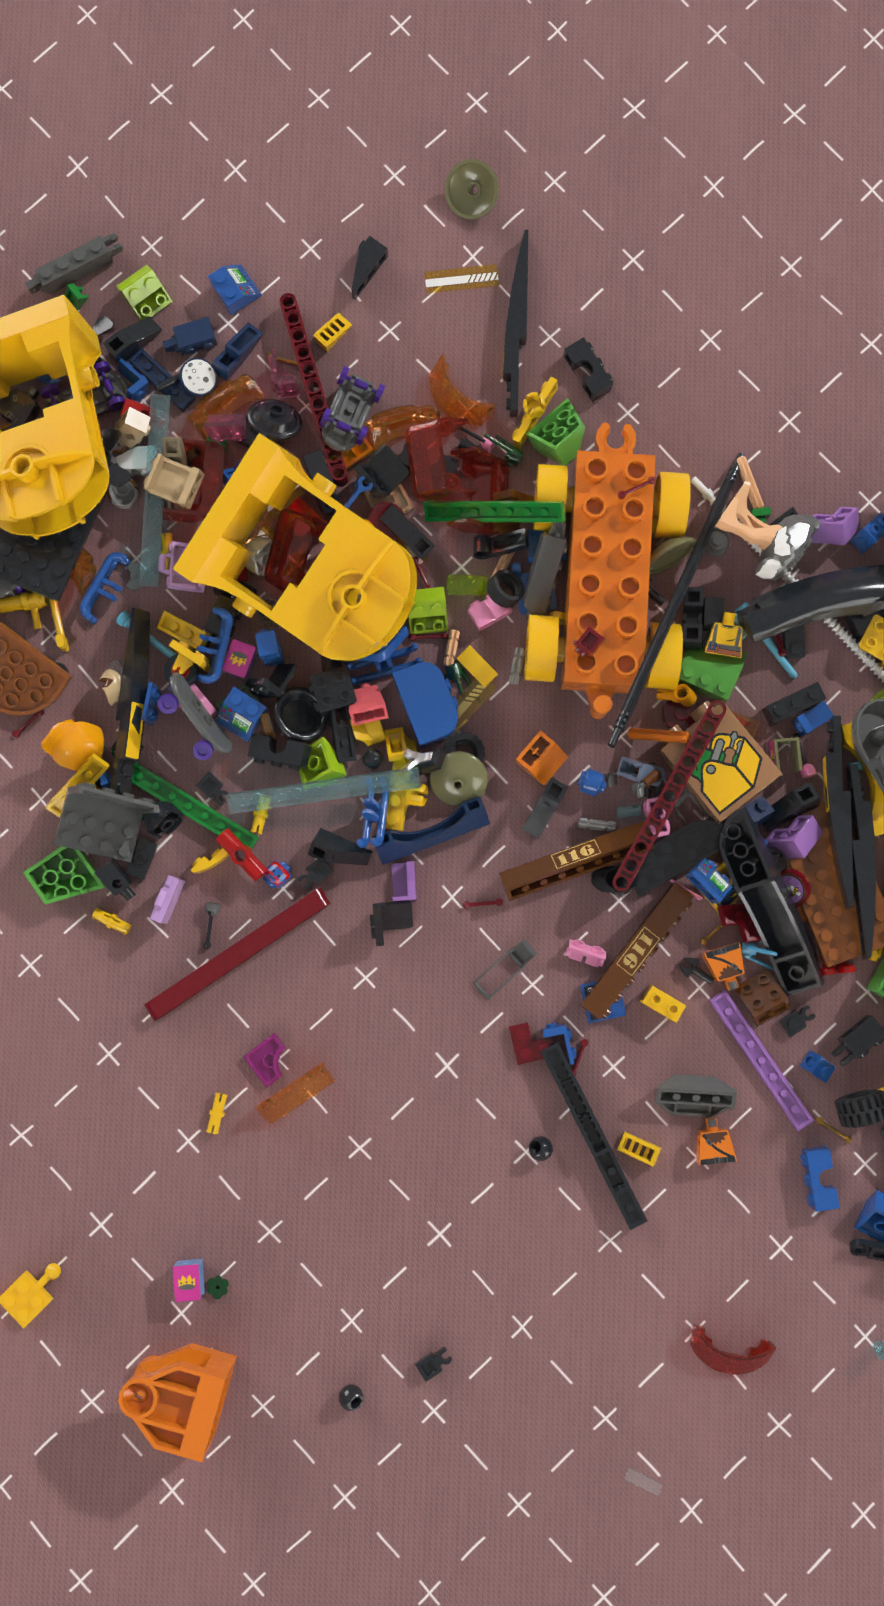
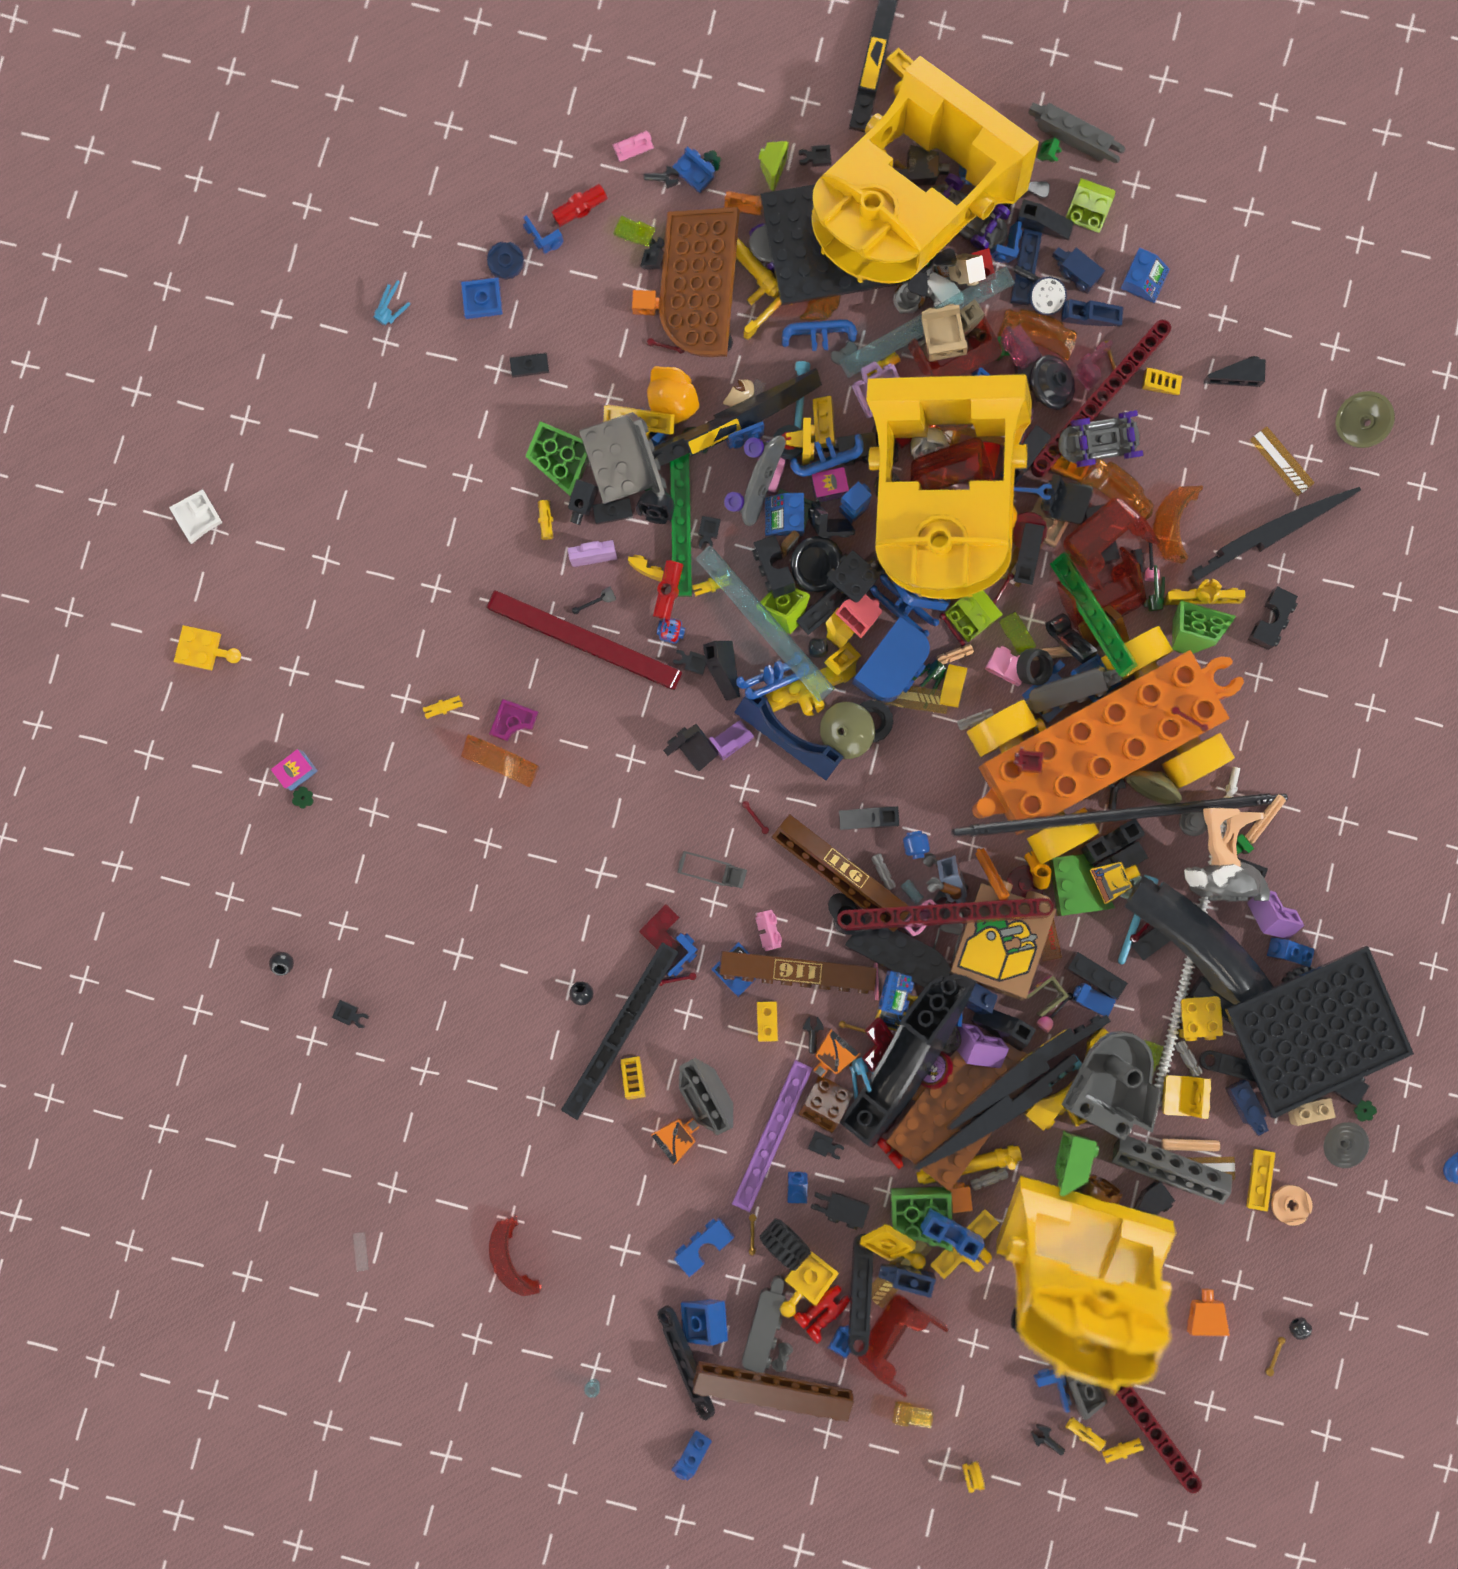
camera: 60 degrees right, 0 degrees up
(180, 1398) = (197, 822): orange brick -> none
(425, 762) = (843, 692): piece -> none
(541, 758) = (909, 788): orange slope -> none

